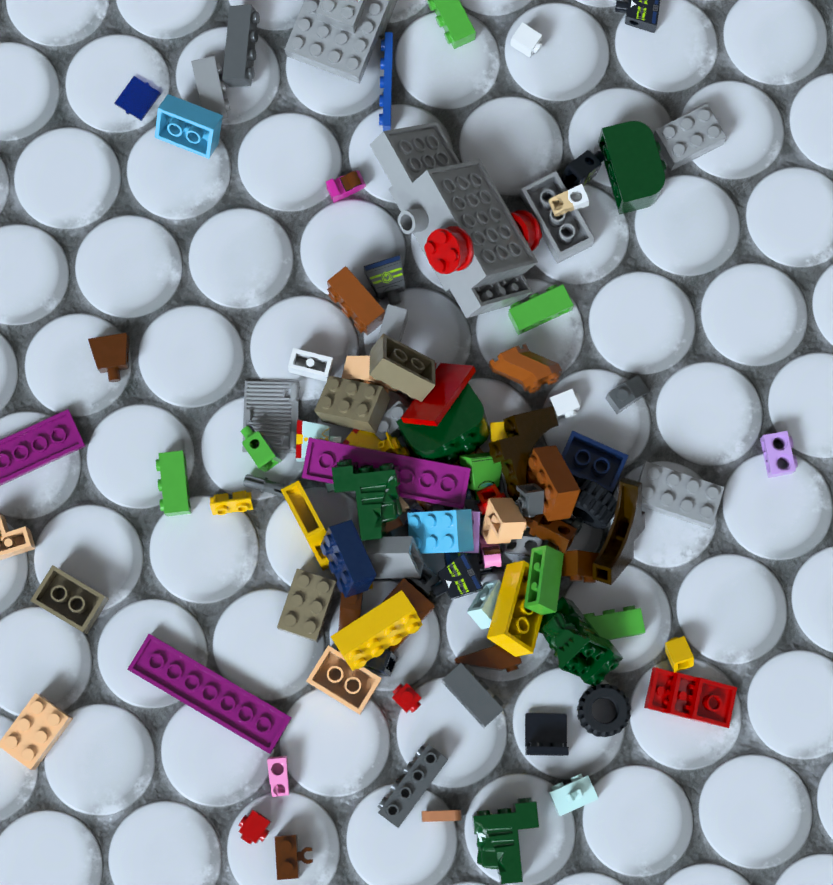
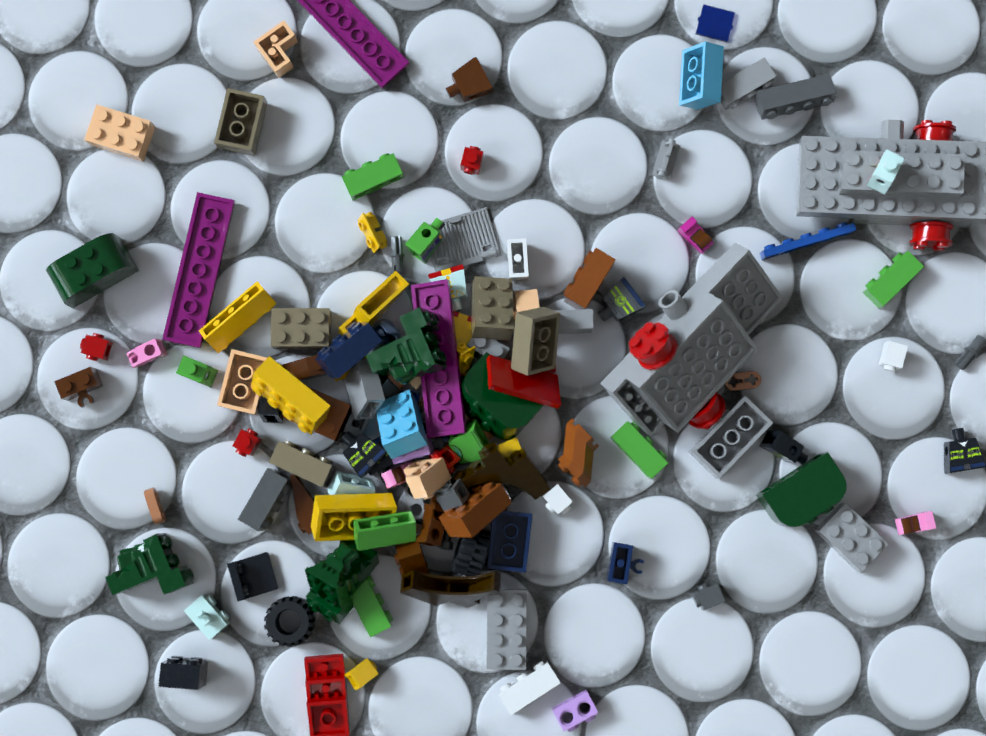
camera: 75 degrees right, 5 degrees up
(171, 804) = (91, 269): none -> dark green brick
(193, 378) = (472, 160): none -> red brick
(258, 189) = (666, 159): none -> light grey hinge
(273, 666) = (237, 317): none -> yellow brick
(314, 728) = (197, 371): none -> bright green torso
(340, 515) = (386, 331): none -> sand blue piece
(412, 786) = (173, 473): dark grey brick -> none
(447, 645) = (302, 463): none -> dark tan brick
(510, 185) = (743, 385): none -> nougat beam
(569, 201) = (746, 443): leg -> none
(624, 835) = (183, 673): none -> black brick
(627, 394) = (586, 554): dark grey slope -> none
(647, 361) = (621, 563): none -> dark blue brick
(693, 73) = (915, 522): none -> bright pink leg
(704, 289) = (708, 596): none -> dark grey brick
(741, 492) = (528, 687): none -> white brick

